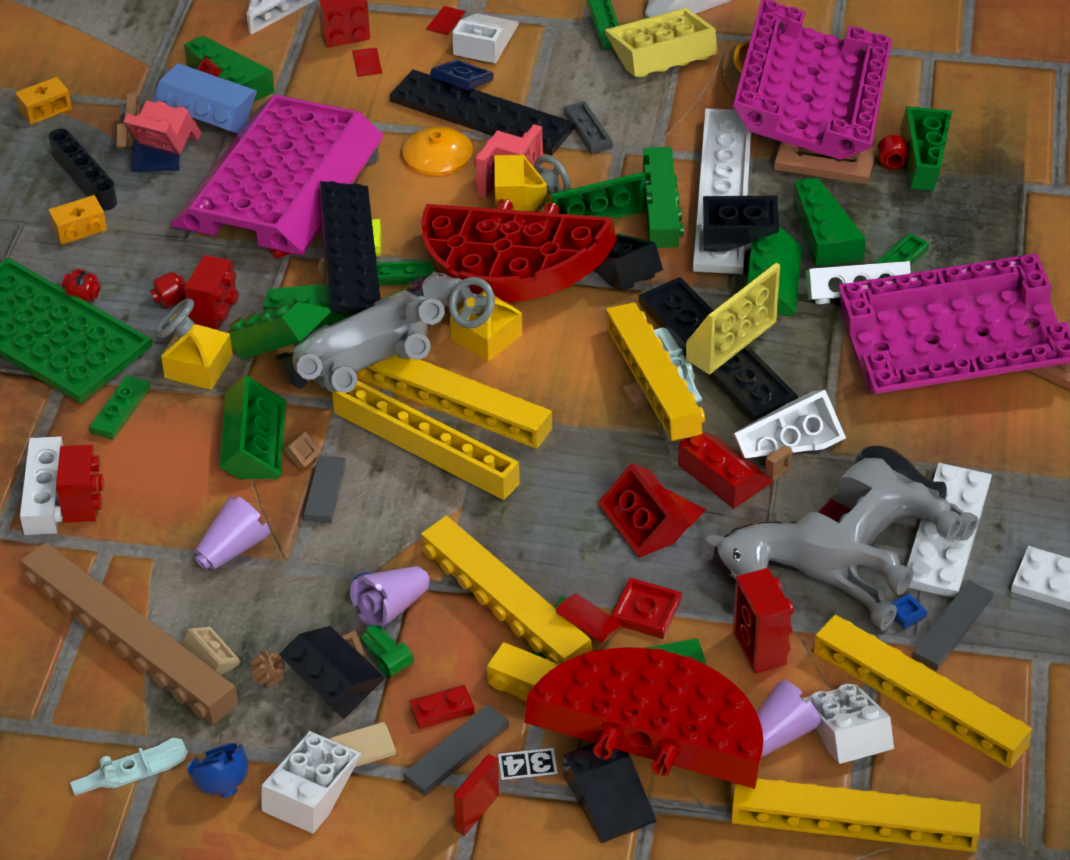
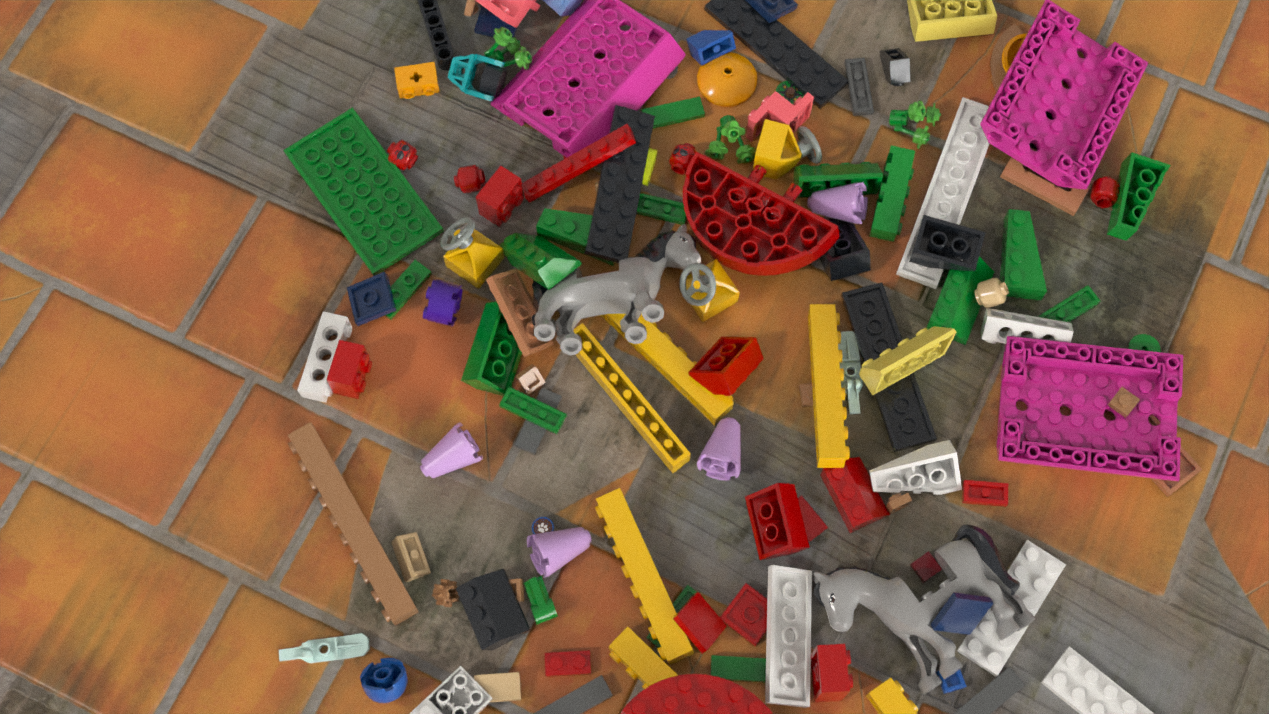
camera: 15 degrees right, 25 degrees up
(84, 419) = (371, 299): none -> dark blue tile
(131, 196) = (491, 80): none -> teal piece
(174, 398) = (443, 302): none -> dark purple brick
(181, 168) = (504, 38): none -> bright green plant
(273, 386) = (517, 309): none -> nougat plate
(293, 240) = (578, 163): none -> red plate
(315, 476) = (533, 410): none -> green tile
(394, 187) = (676, 112): none -> green tile
(408, 121) = (710, 45): none -> blue slope
(410, 221) = (681, 158): none -> red head
(458, 183) = (731, 129): none -> bright green plant
(534, 378) = (727, 364): none -> red slope
(556, 463) = (723, 451): none -> lavender cone
(616, 206) = (841, 202): none -> lavender cone
(622, 99) = (895, 66): none -> black slope
(661, 122) = (915, 112): none -> bright green plant
(700, 608) = (788, 636): none -> white plate
(805, 253) = (991, 293): none -> tan head
(873, 433) = (985, 493): none -> red plate
(891, 519) = (961, 613): none -> dark blue tile
(991, 311) = (1123, 402): none -> medium nougat plate

